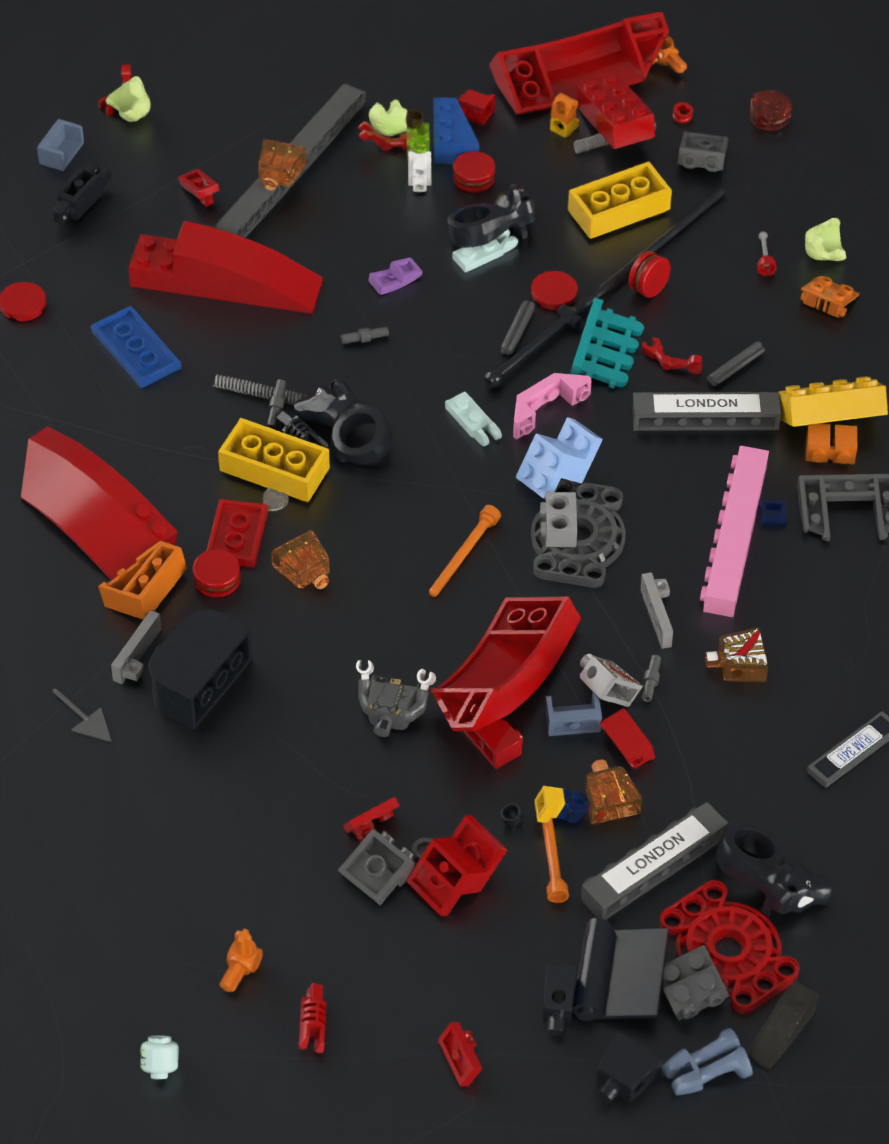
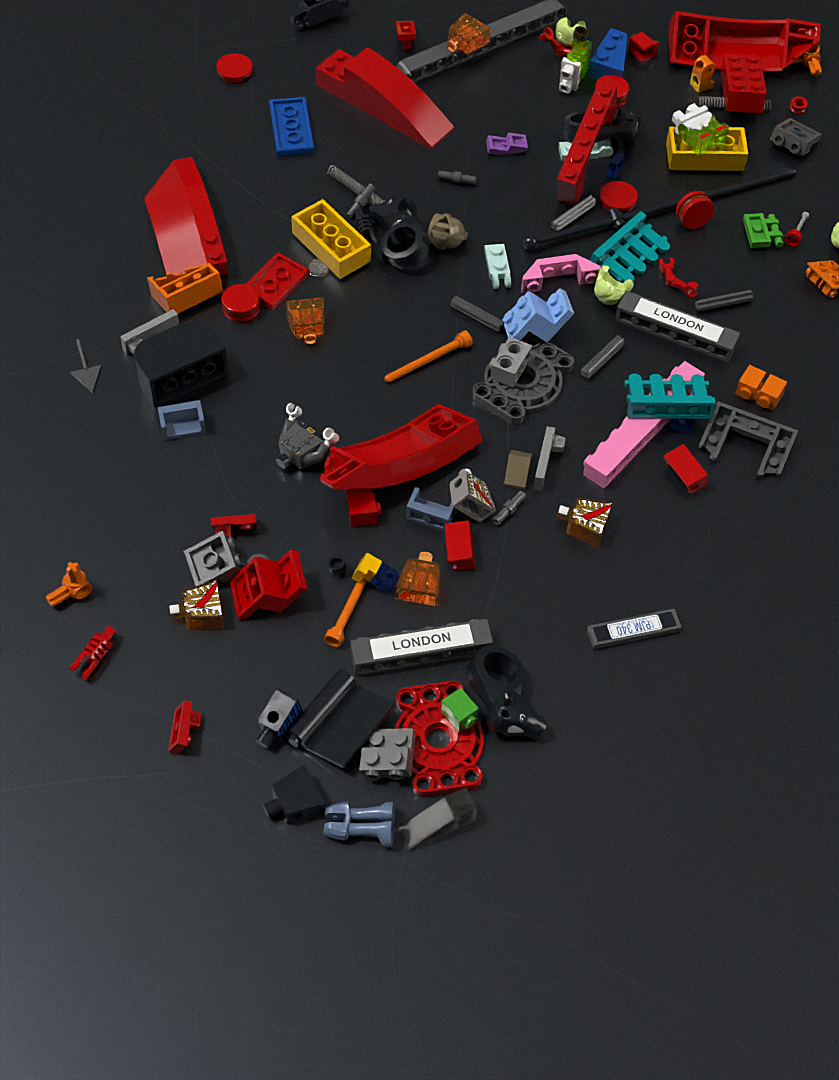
camera: 25 degrees right, 5 degrees up
(239, 730) = (181, 420): none -> sand blue panel
(397, 401) = (446, 232): none -> dark tan helmet
(397, 921) = (200, 607): none -> torso
(484, 481) = (477, 313): none -> dark grey axle
(500, 240) = (599, 112): none -> red arch
(531, 254) = (616, 164): none -> clear blue tile
(606, 180) = (699, 127): none -> hips
(612, 400) = (608, 289): none -> yellowish green hair
(635, 633) = (517, 469): none -> dark tan slope
(647, 476) = (602, 357): none -> dark grey axle
(725, 272) = (757, 230): none -> bright green plate
(739, 906) = (460, 710): none -> bright green brick
(750, 503) = (669, 406): none -> teal fence
(808, 559) = (687, 468): none -> red hinge
(833, 402) = (779, 356): yellow brick -> none

